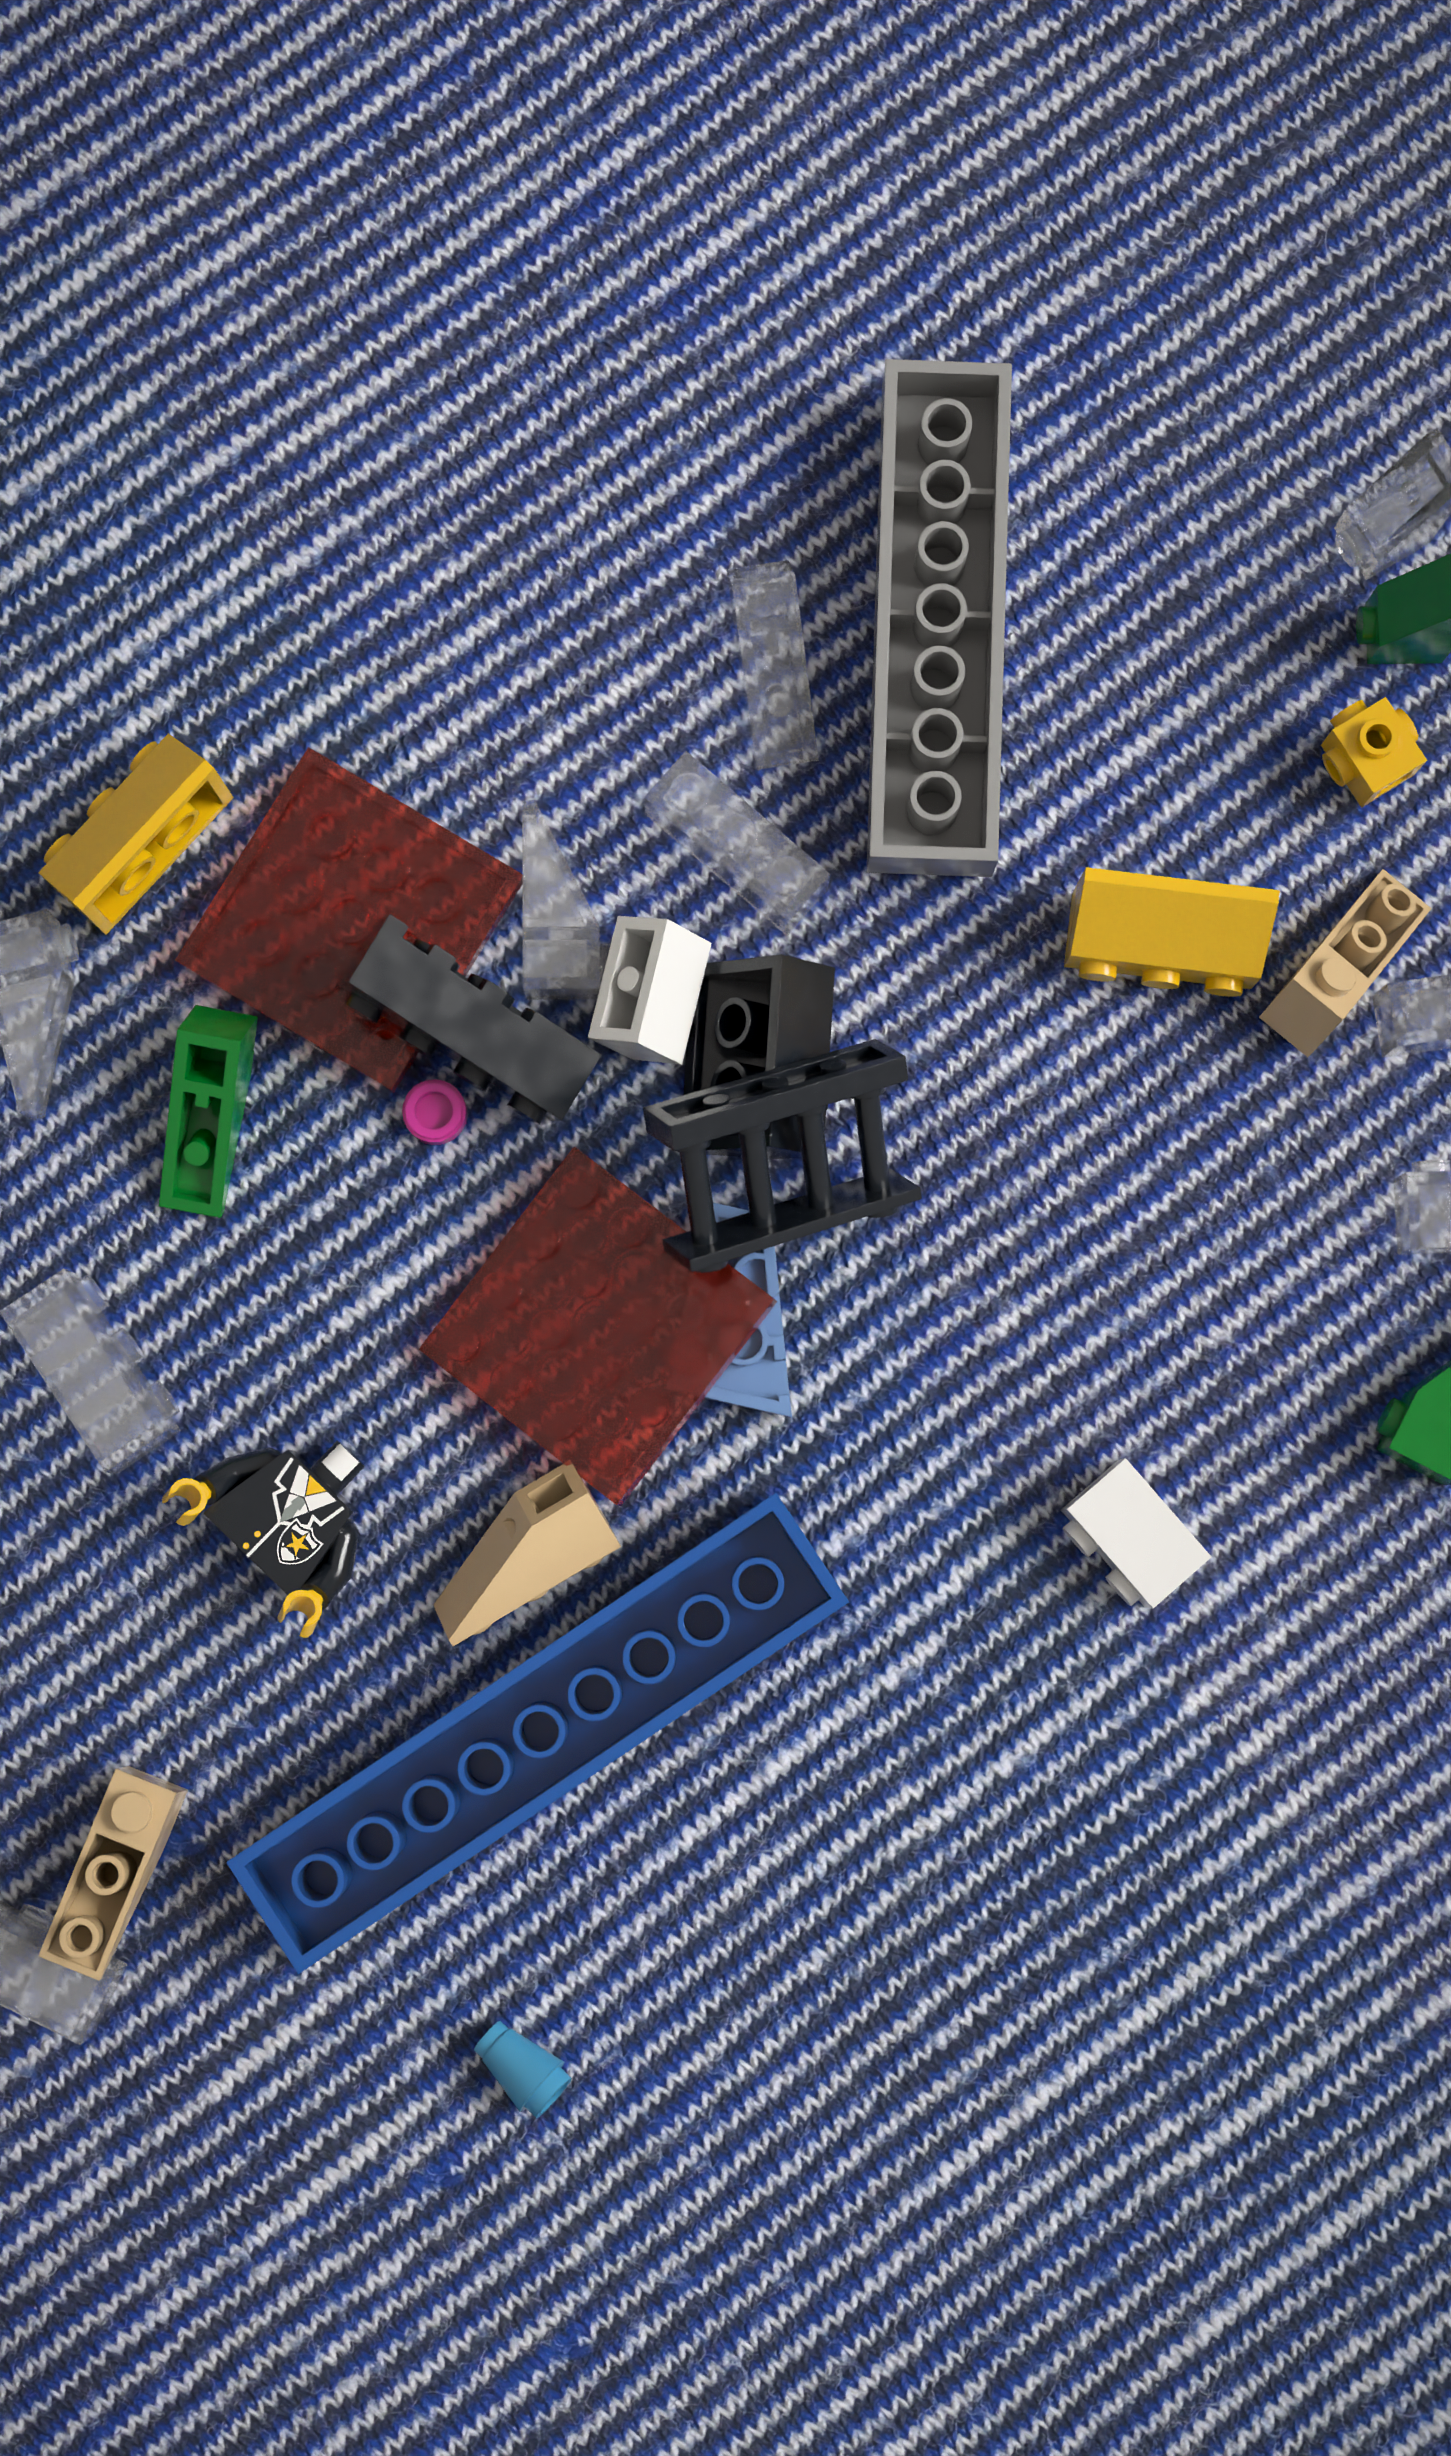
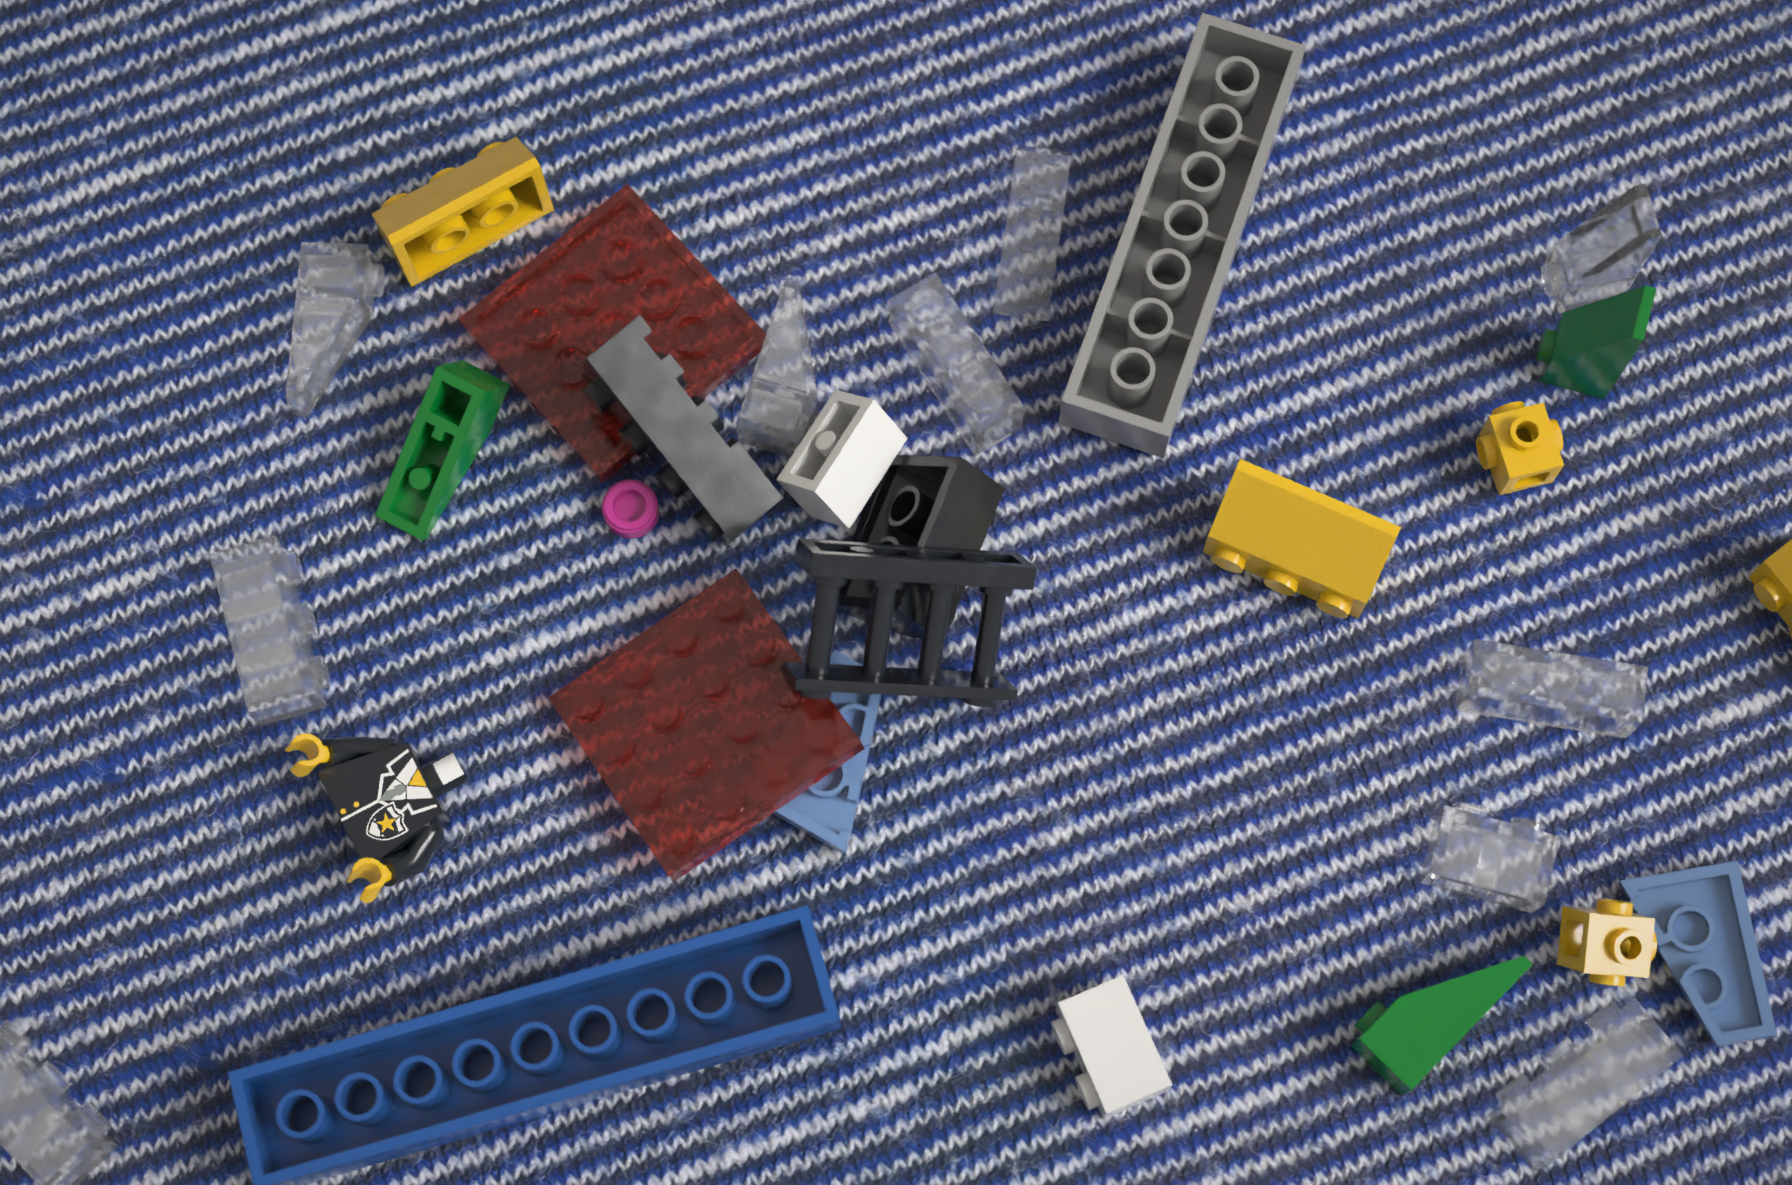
camera: 20 degrees right, 10 degrees down
(112, 1870) = (132, 1052): tan slope -> none
(530, 1547) = (590, 889): tan slope -> none
(1345, 963) = (1444, 618): tan slope -> none

